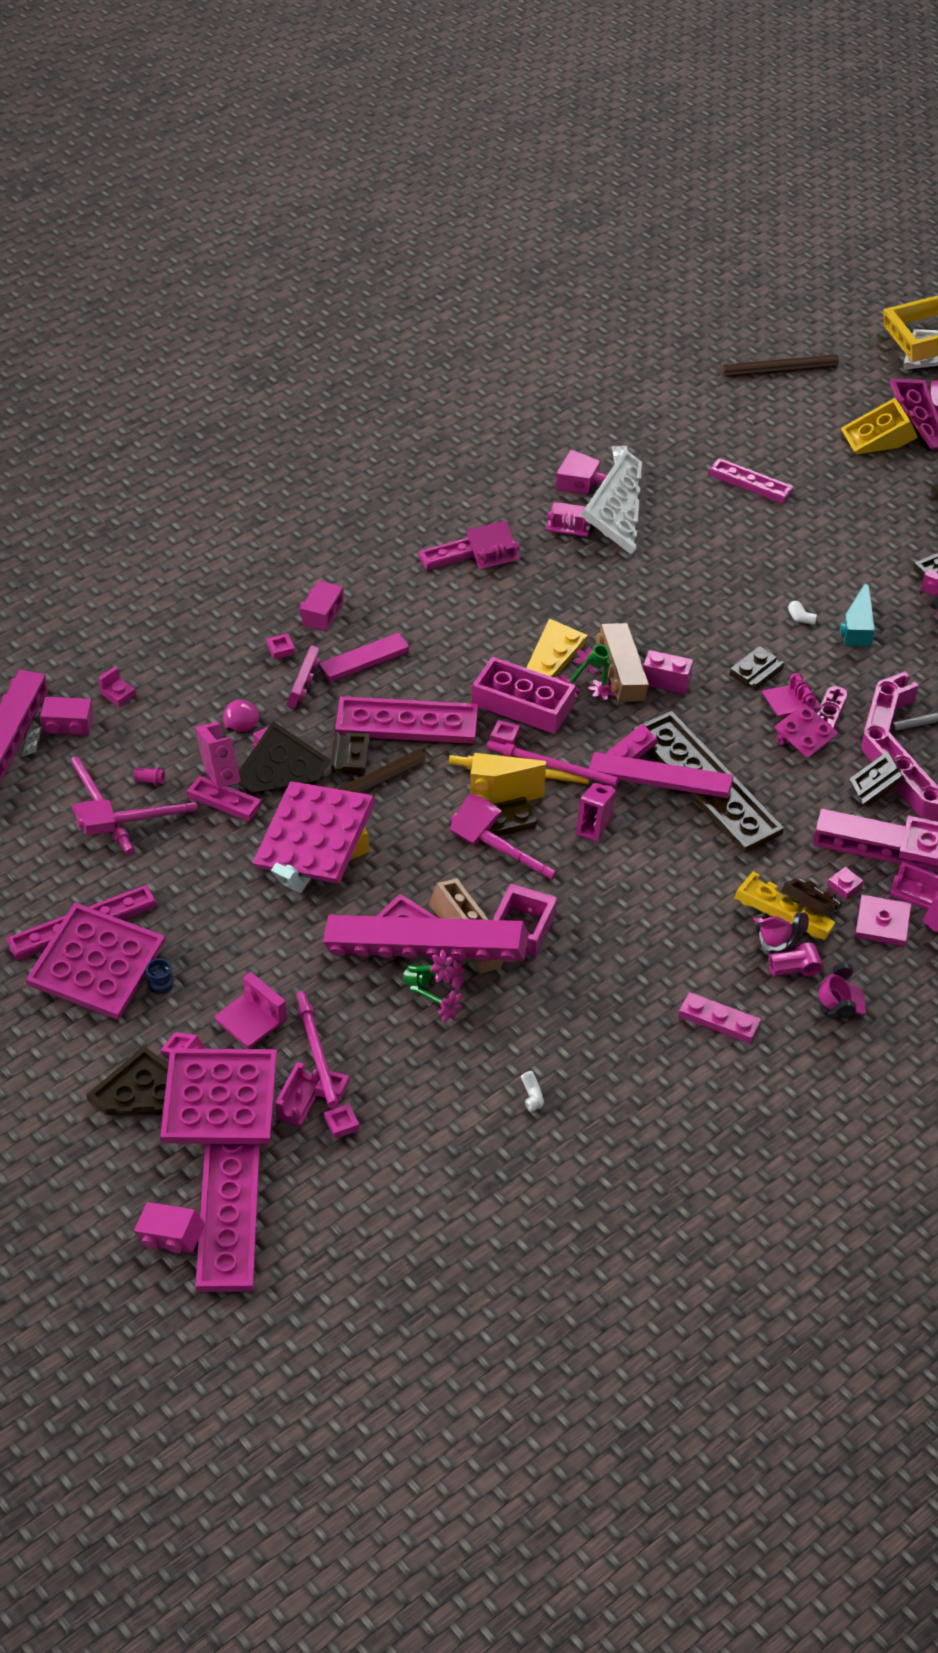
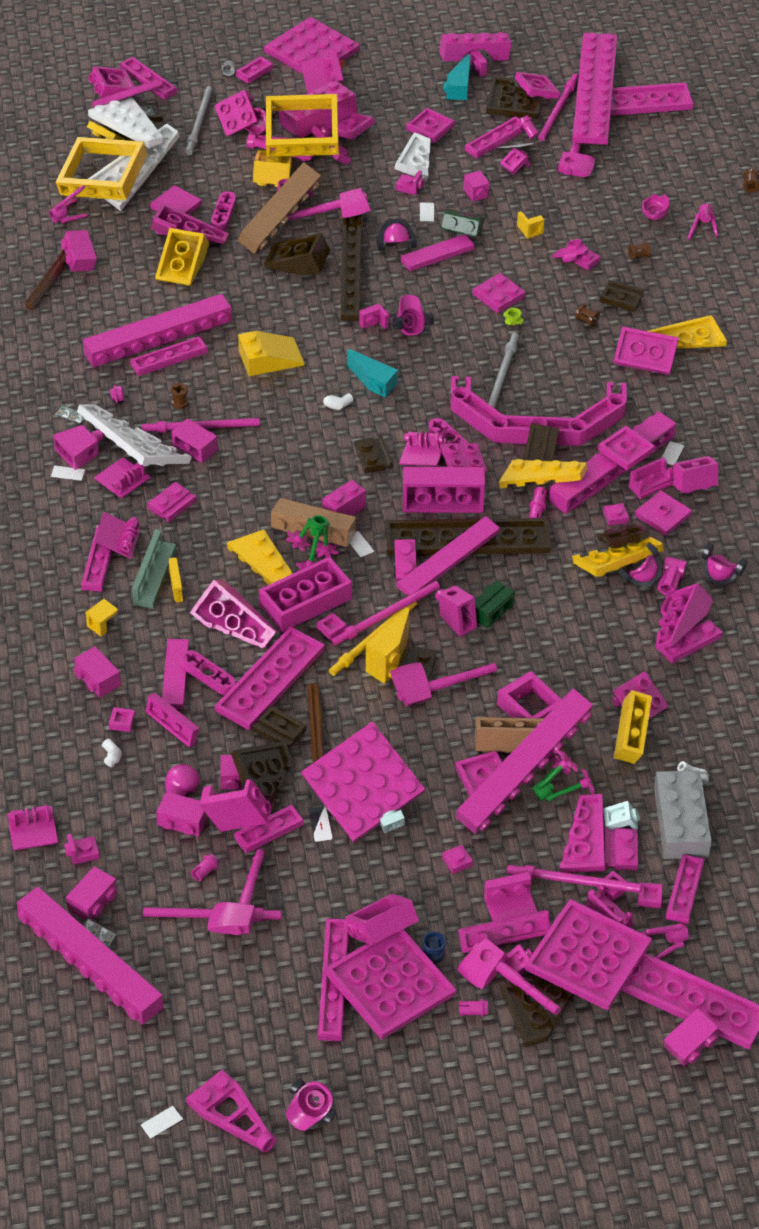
camera: 60 degrees left, 0 degrees up
(110, 1043) = (473, 1008): none -> dark pink pin
(119, 647) = (32, 827): none -> dark pink hinge
(159, 918) = (381, 919): none -> dark pink window
(160, 1025) = (487, 960): none -> dark pink piece
(190, 719) = (181, 814): none -> dark pink brick
(213, 1019) = (505, 930): none -> dark pink tile
(238, 660) = (114, 753): none -> white arm
(255, 835) = (320, 823): none -> white sticker
(285, 950) = (457, 859): none -> dark pink plate
(304, 1161) = (674, 933): none -> dark pink plant
(367, 1146) = (685, 889): none -> dark pink tile
(368, 1044) = (586, 837): none -> dark pink wing
(375, 667) = (204, 664): none -> dark pink beam
(385, 575) = (98, 615): none -> yellow panel
(390, 1074) = (621, 849): none -> dark pink plate
(429, 1055) = (620, 816): none -> light aqua bracket
(462, 655) = (229, 612): none -> dark pink wedge
(465, 1103) = (682, 814): none -> light grey brick
(471, 589) = (152, 571): none -> sand green fence
(472, 605) = (175, 580): none -> yellow tile
(545, 1009) = (633, 727): none -> yellow brick
(548, 486) = (67, 473): none -> white sticker
(570, 563) = (171, 502): none -> dark pink plate
(599, 1005) = (642, 684): none -> dark pink hinge
(630, 835) = (493, 603): none -> dark green brick
(632, 711) = (360, 545): none -> white sticker
(655, 541) = (194, 440): none -> dark pink brick
(657, 516) = (162, 427): none -> dark pink bar
(668, 469) = (117, 393): none -> dark pink plate
(702, 506) = (179, 393): none -> reddish brown bush
(743, 730) = (443, 489): none -> dark pink brick
(753, 991) = (680, 613): none -> dark pink wedge
(772, 457) = (157, 330): none -> dark pink brick
(798, 814) = (538, 504): none -> dark pink pin
(815, 363) = (79, 250): none -> dark pink brick
(816, 538) = (268, 352): none -> yellow slope
(840, 793) = (542, 471): none -> yellow wing
(856, 333) = (60, 212): none -> dark pink plant

